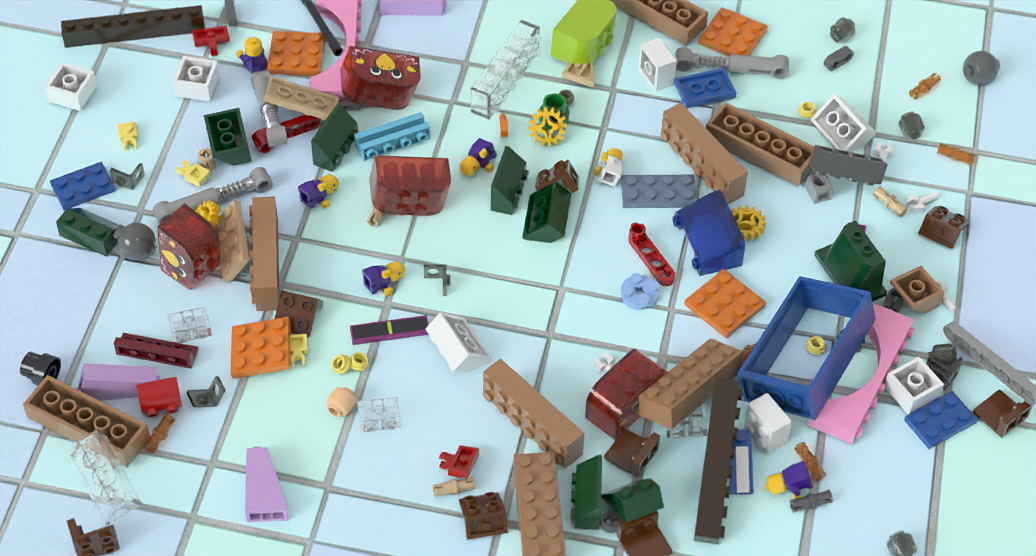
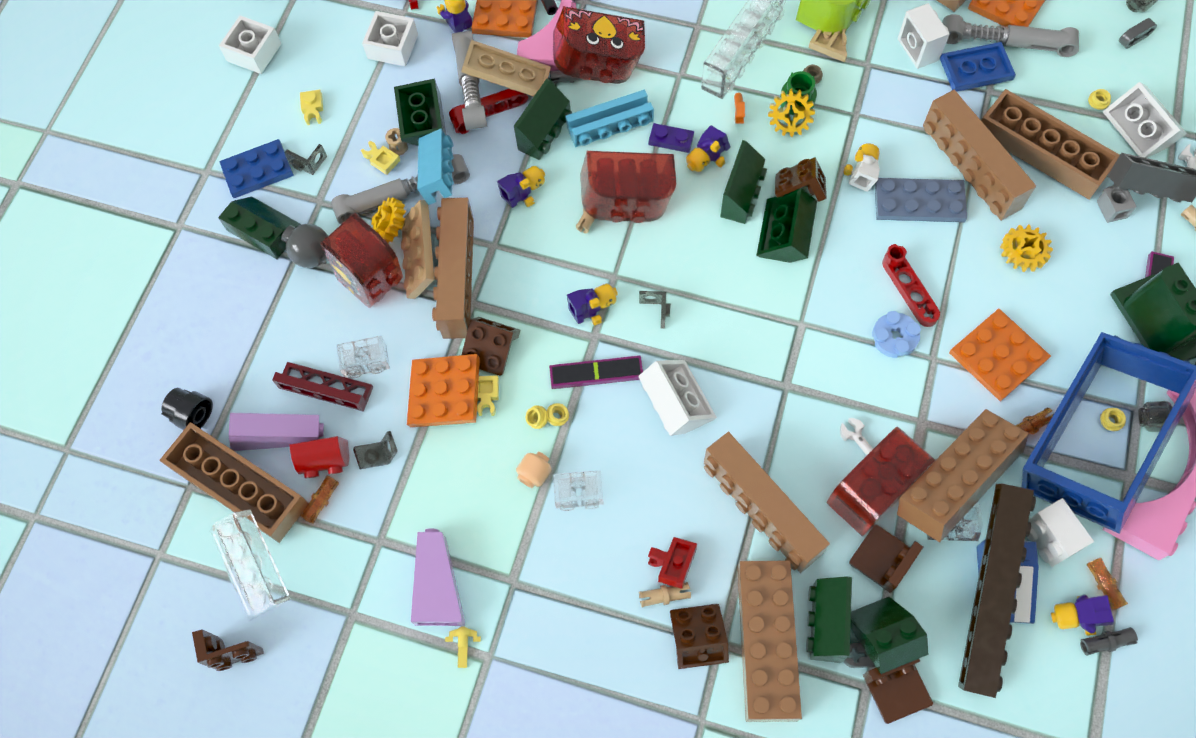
camera: 10 degrees right, 15 degrees up
(245, 173) = (435, 165): none -> medium azure brick
(288, 523) = (463, 634): none -> light yellow piece
(445, 149) = (671, 138): none -> dark purple piece
(711, 233) = (987, 261): clear blue windscreen -> none

